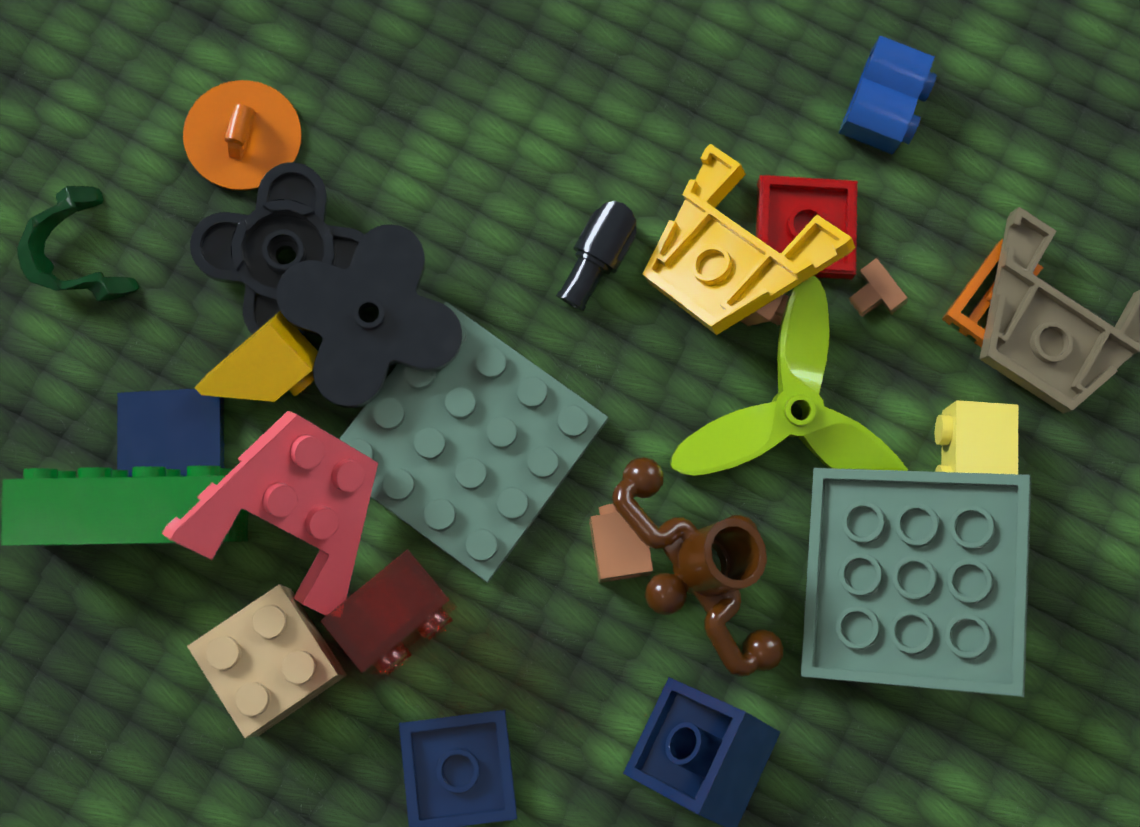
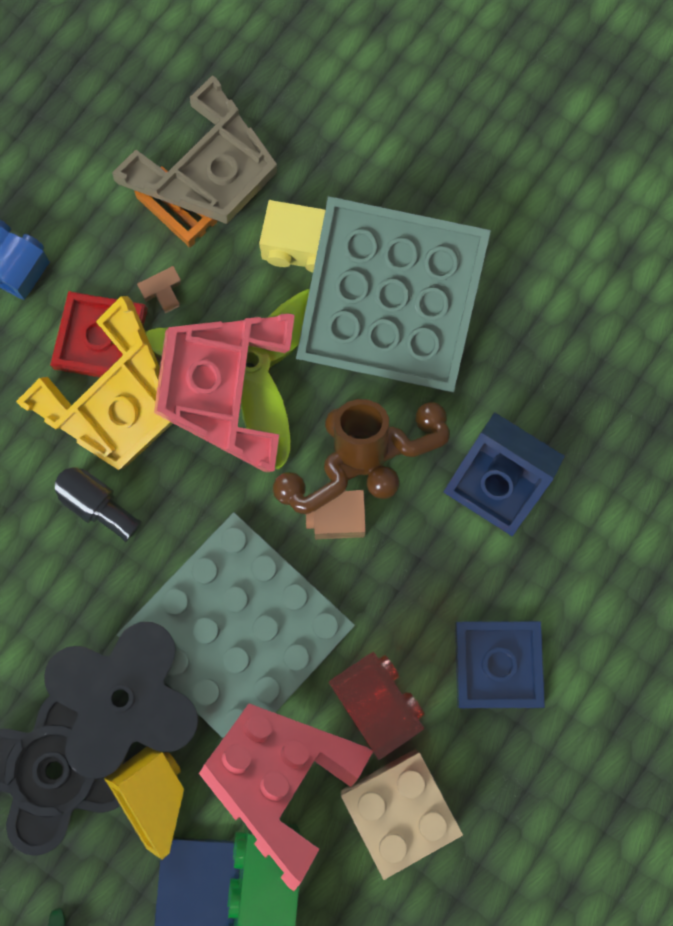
camera: 80 degrees left, 0 degrees up
(765, 356) = (205, 378): none -> coral wing

